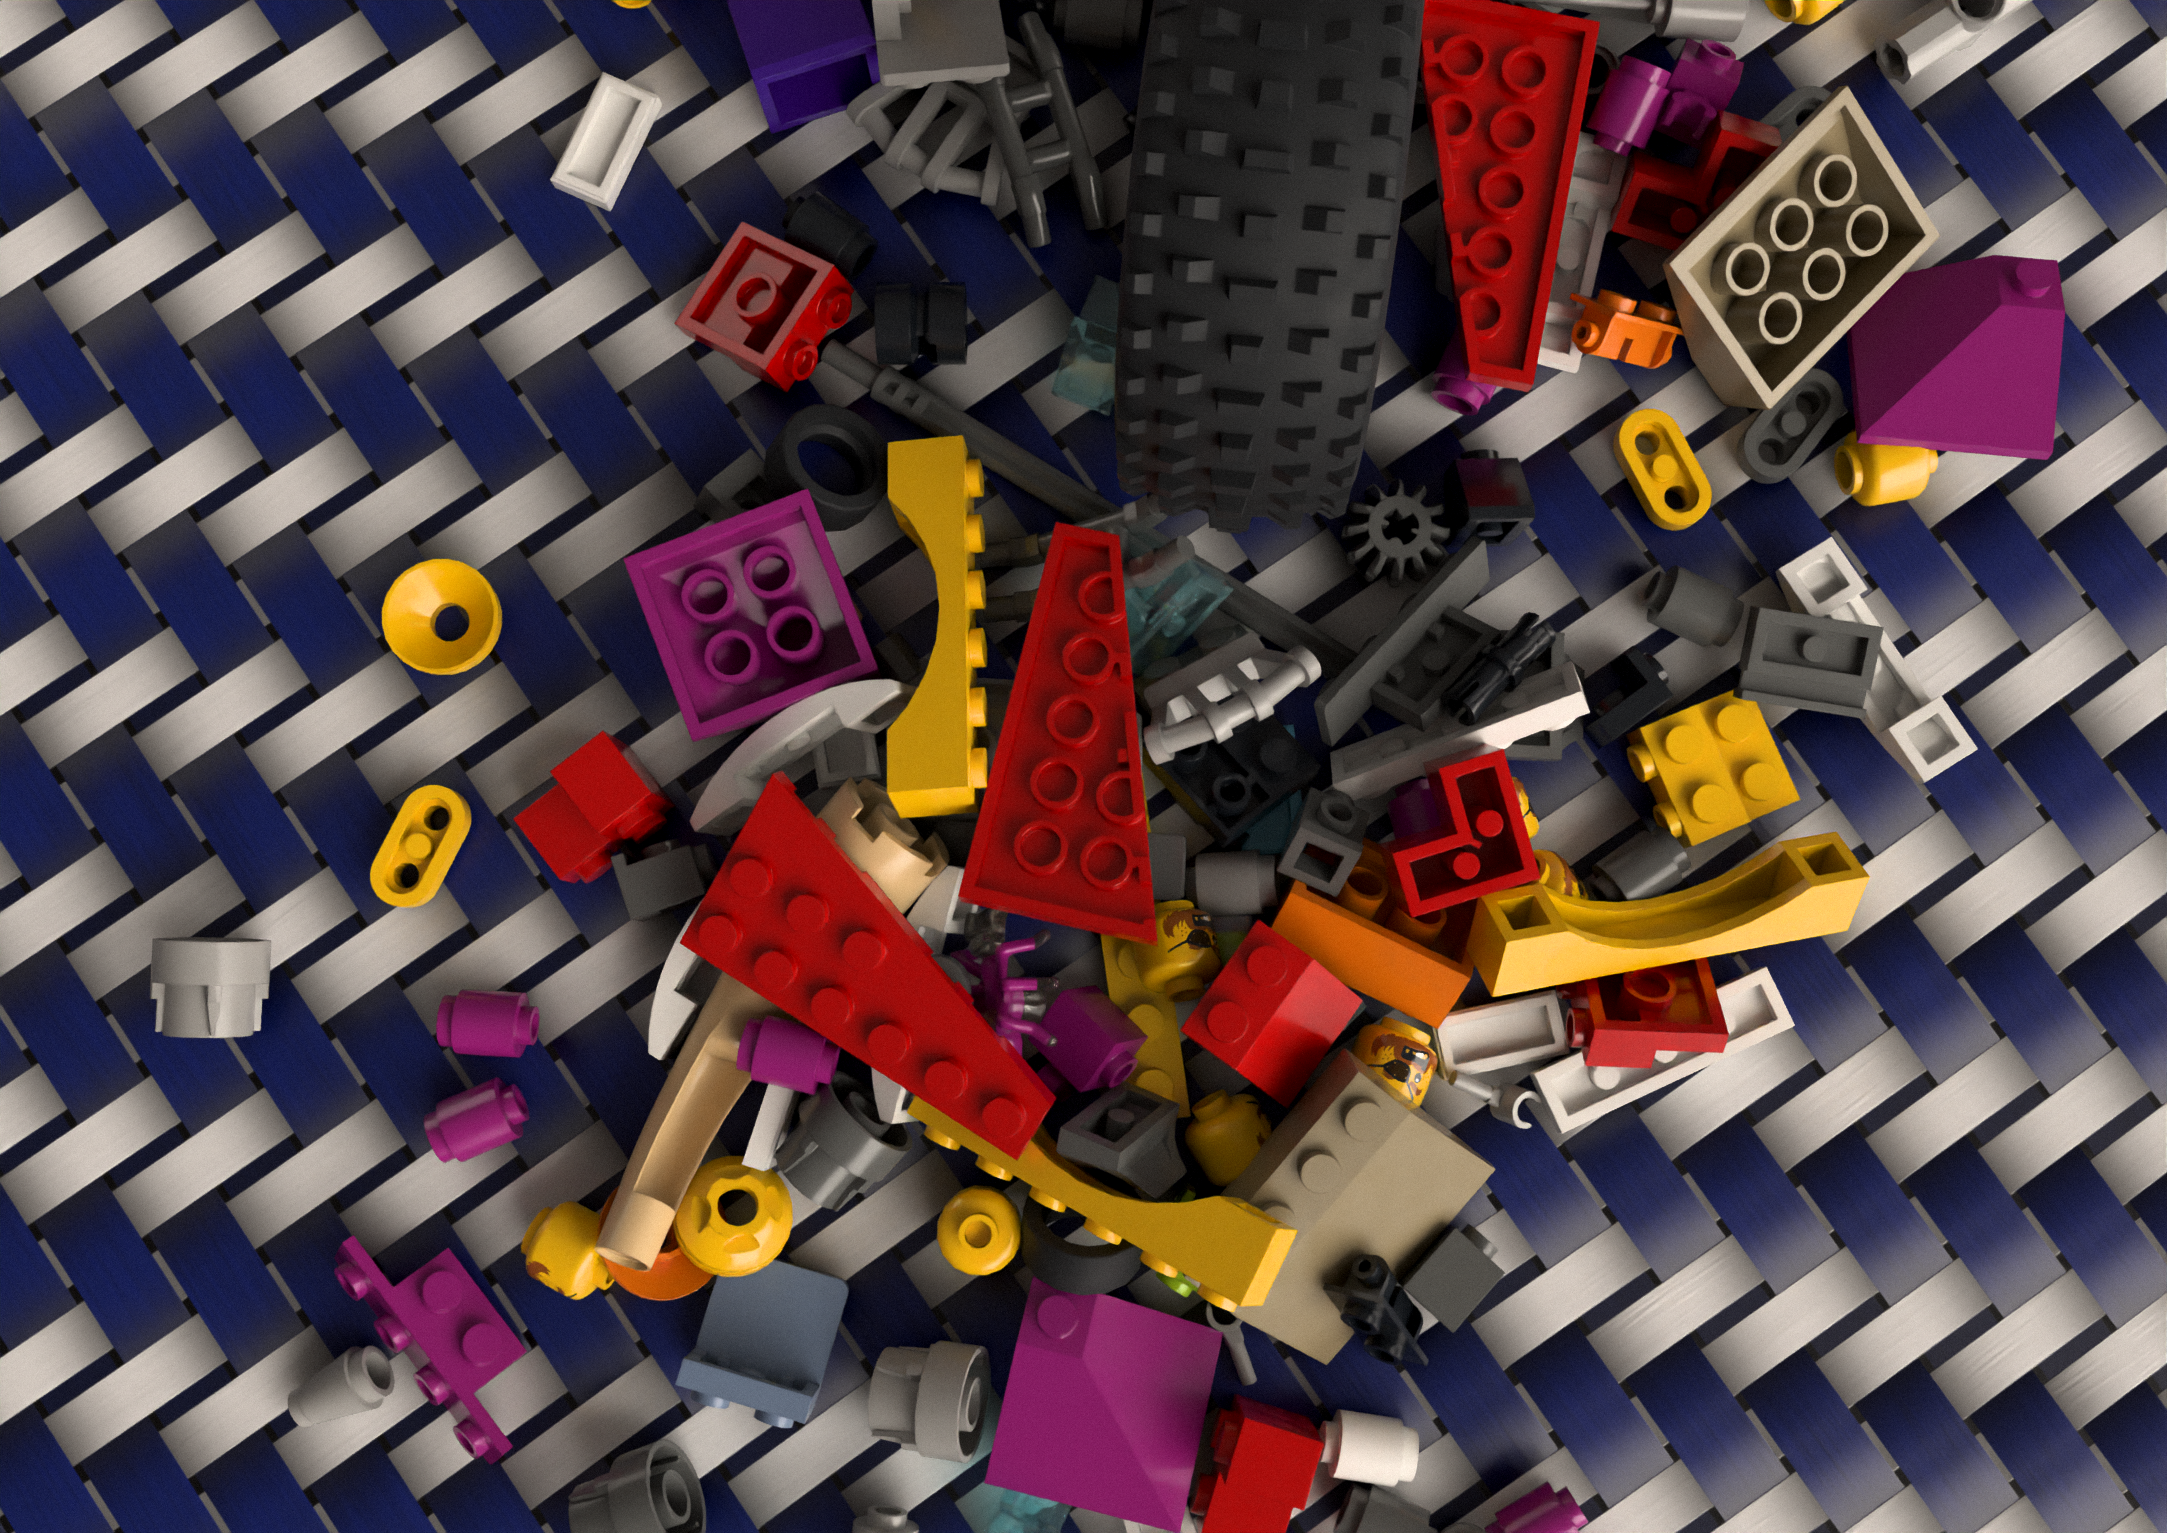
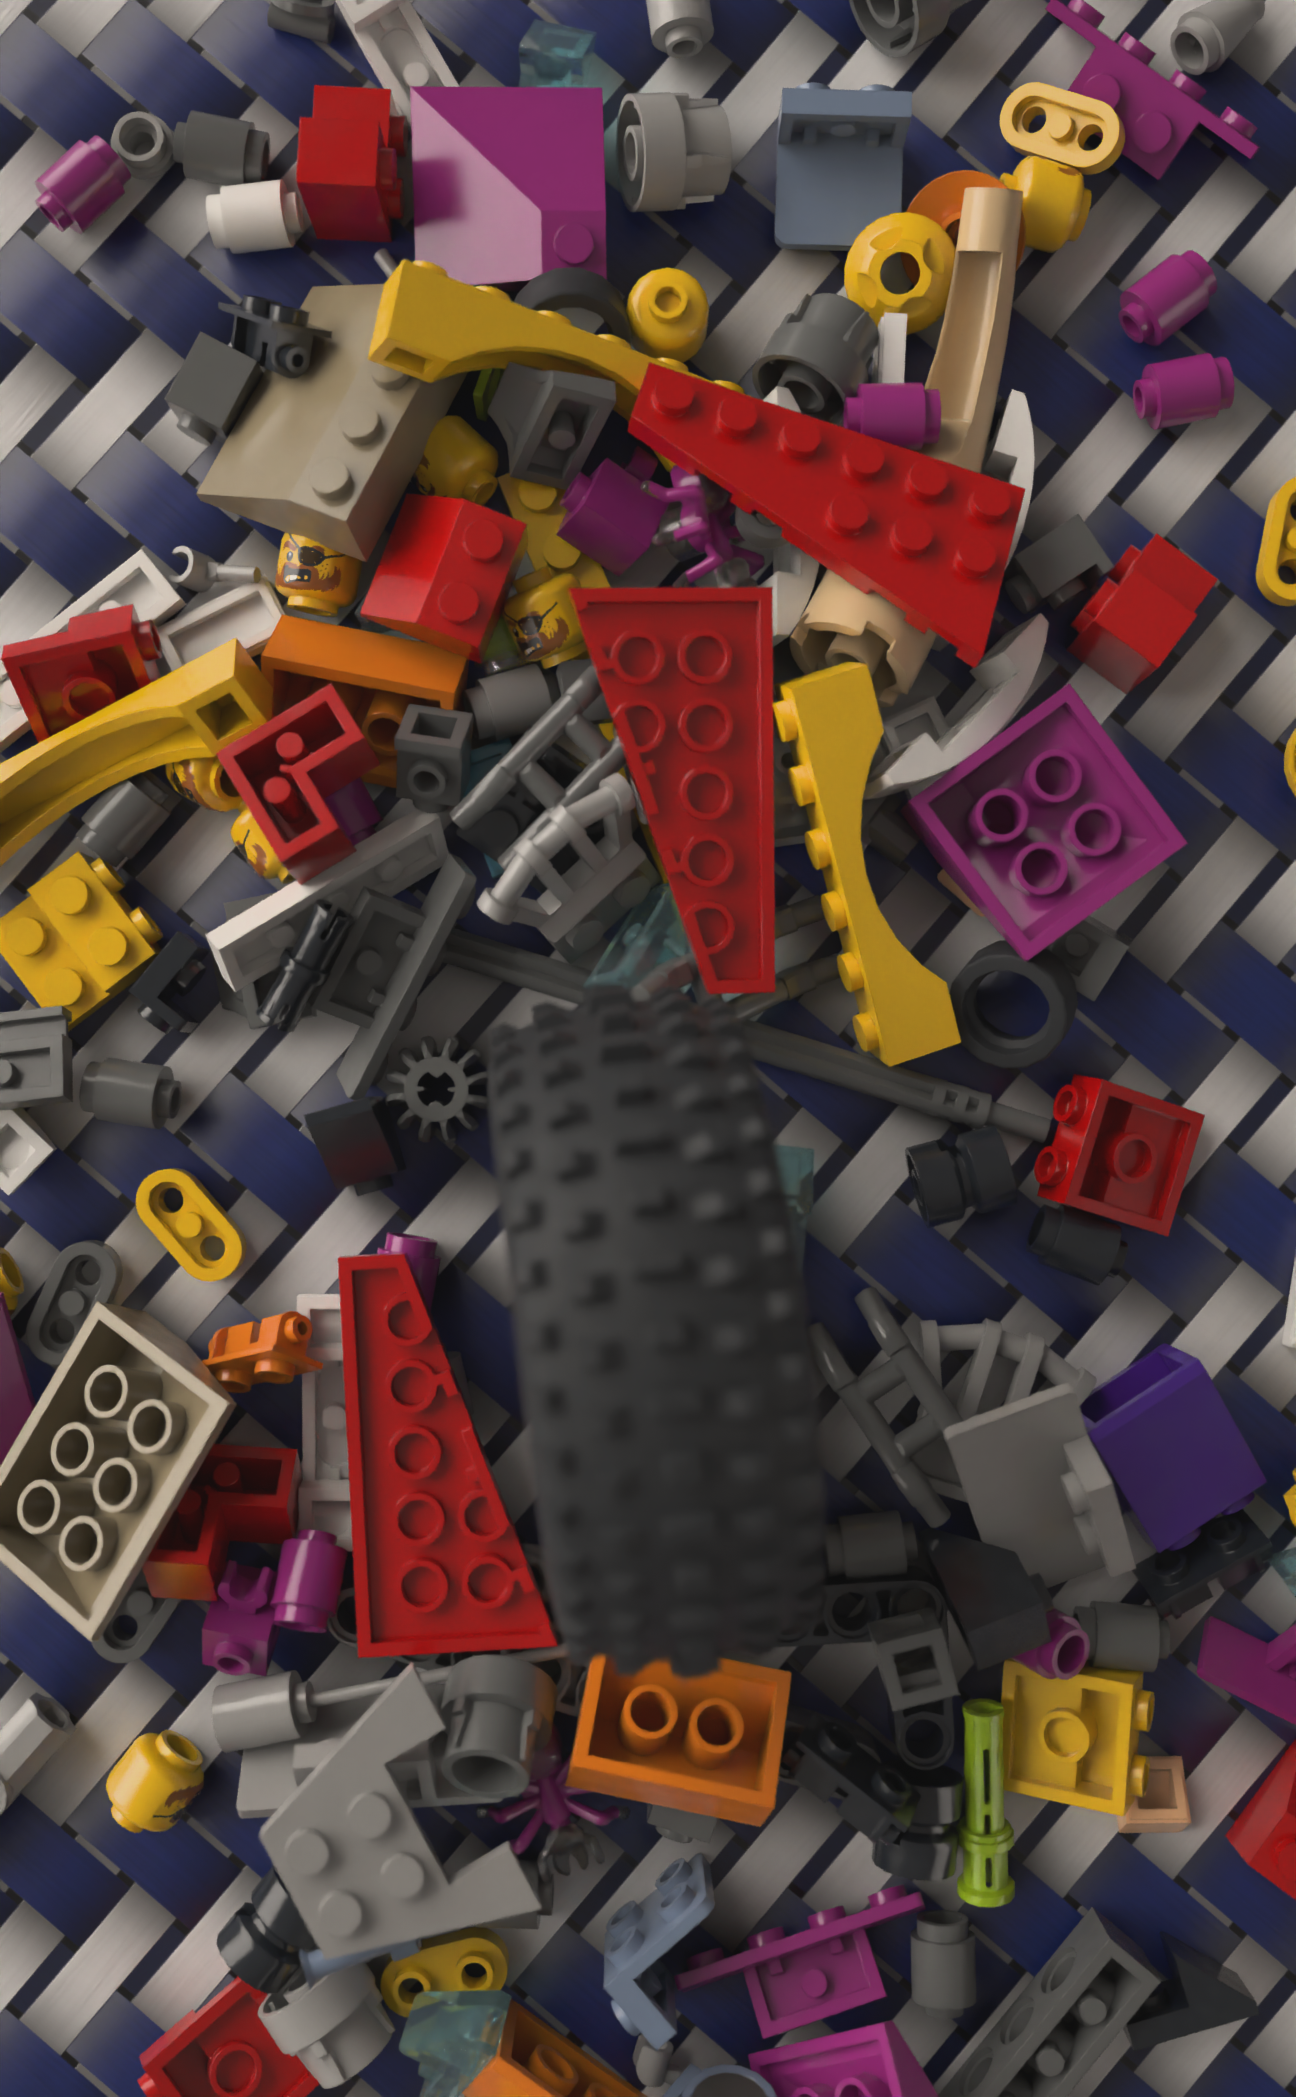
camera: 165 degrees right, 5 degrees up
(528, 1319) = (1067, 126): none -> yellow plate
(1243, 799) = (521, 764): none -> dark grey piece

